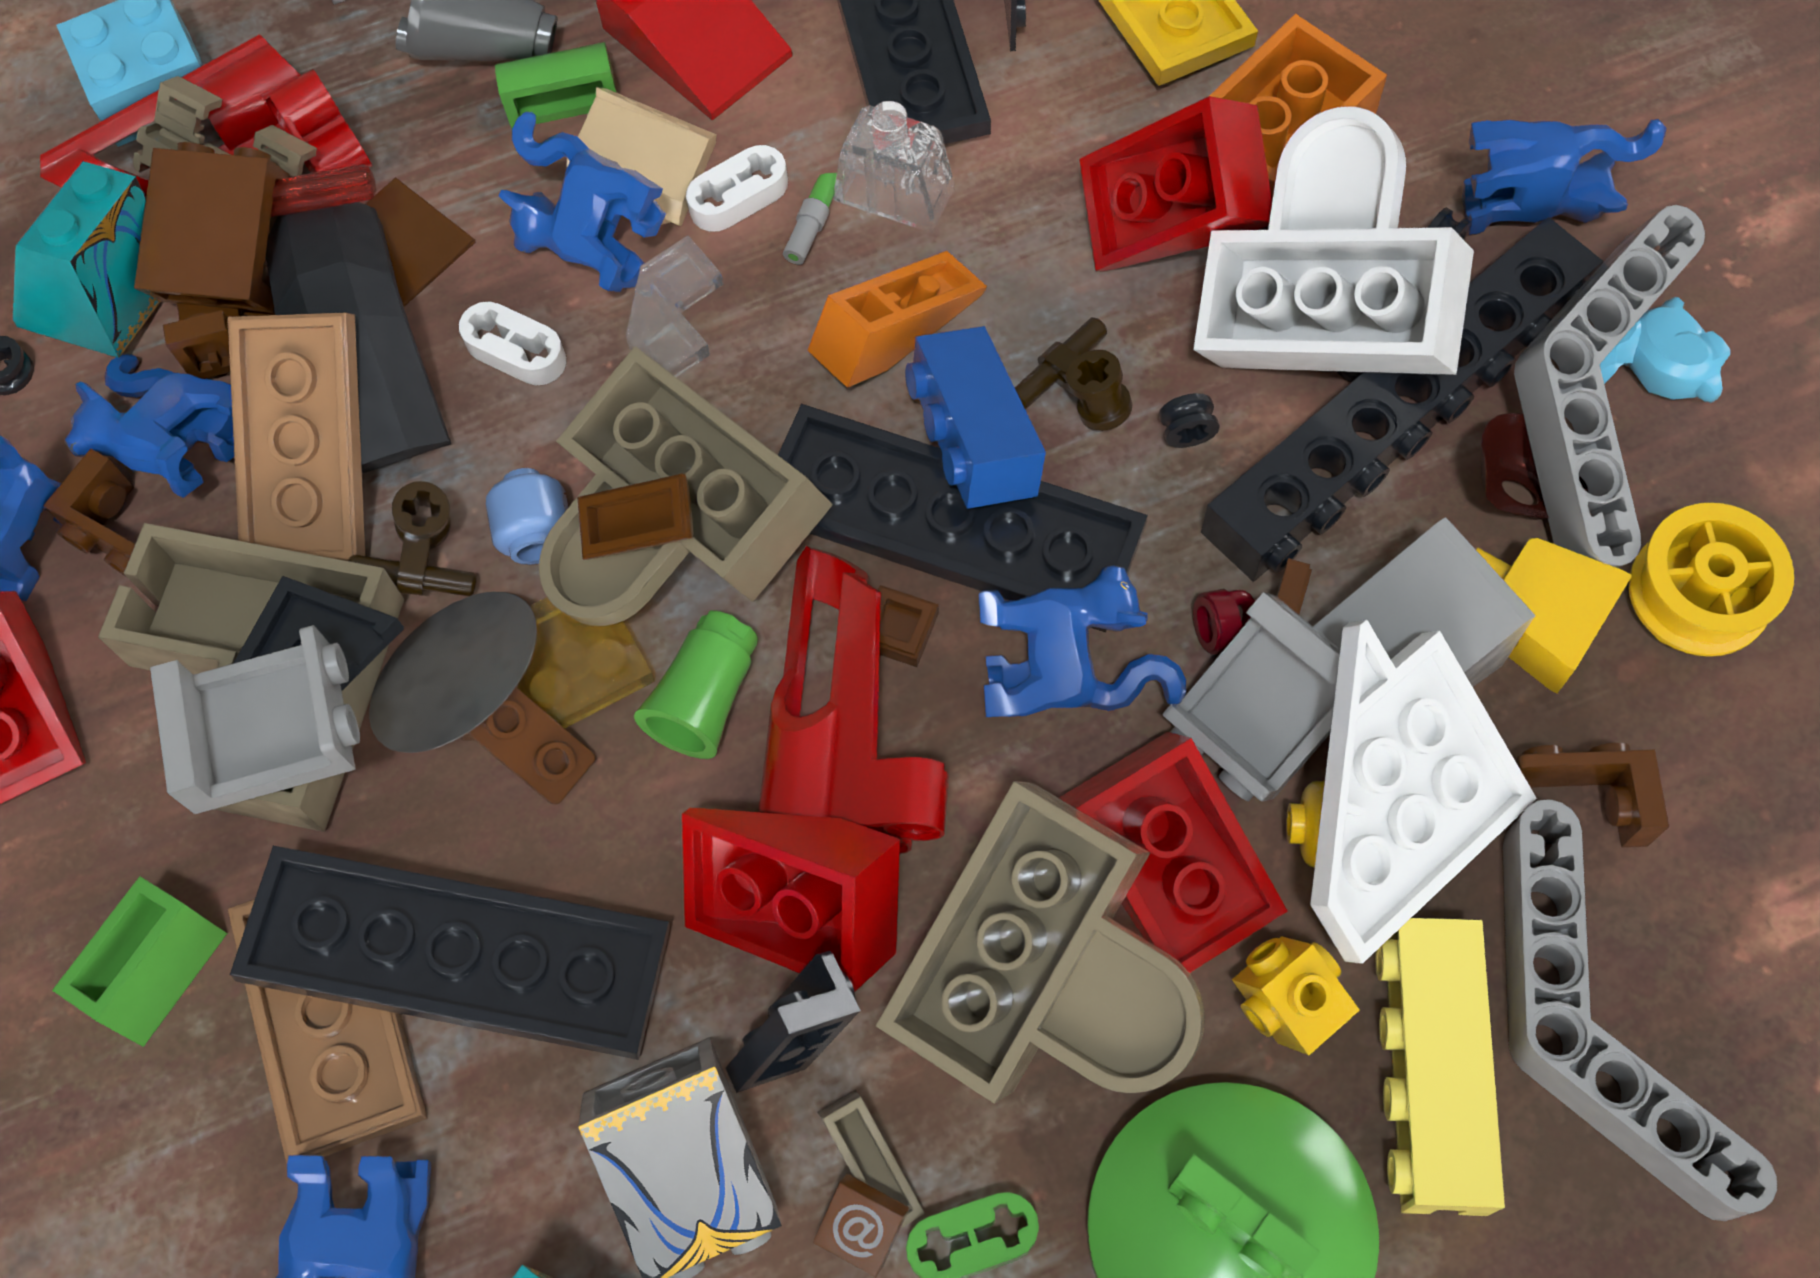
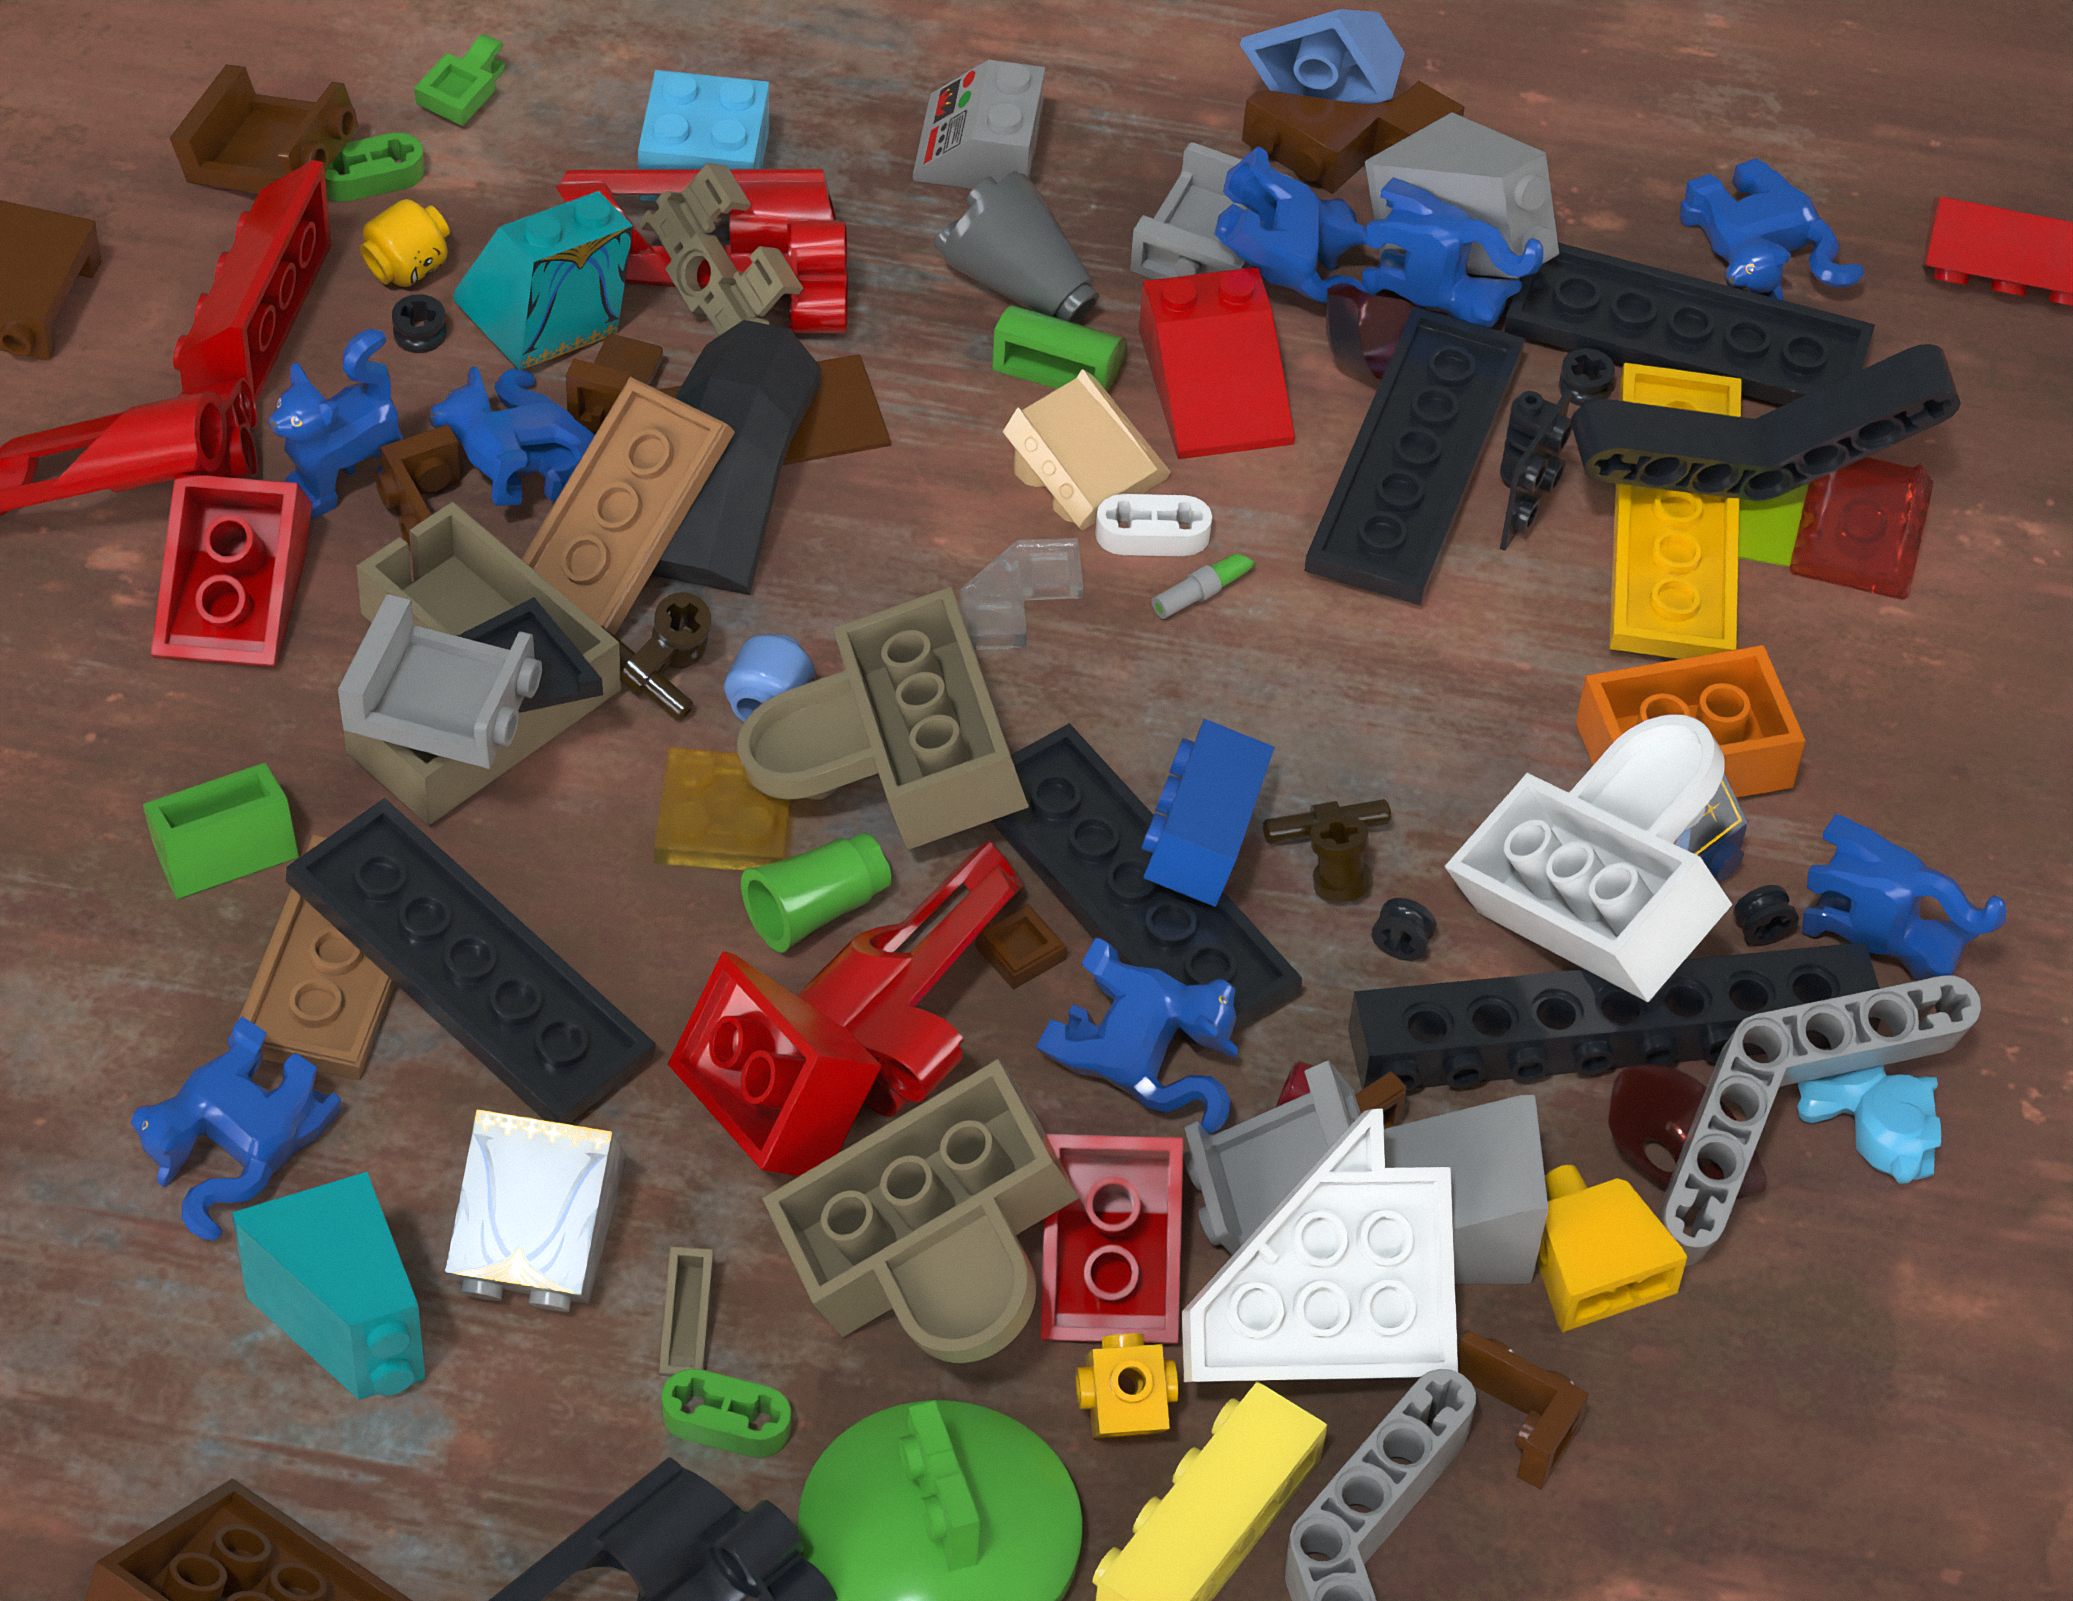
camera: 25 degrees right, 15 degrees down
(207, 227) = (665, 301): reddish brown panel -> none
(323, 190) = (777, 321): clear red axle -> none
(453, 672) = (619, 758): flat silver sticker -> none
(517, 334) = (870, 537): white beam -> none
(533, 747) = (639, 844): reddish brown bracket -> none
(588, 207) = (1002, 466): blue animal -> none
(635, 517) = (852, 714): reddish brown tile -> none
(798, 1025) = (694, 1164): black bracket -> none
(861, 1225) = (644, 1345): reddish brown tile -> none
(878, 320) = (1172, 689): orange slope -> none
(895, 167) = (1300, 581): clear torso -> none
(1177, 183) = (1536, 718): red slope -> none
(1711, 579) = (1764, 1309): yellow wheel -> none

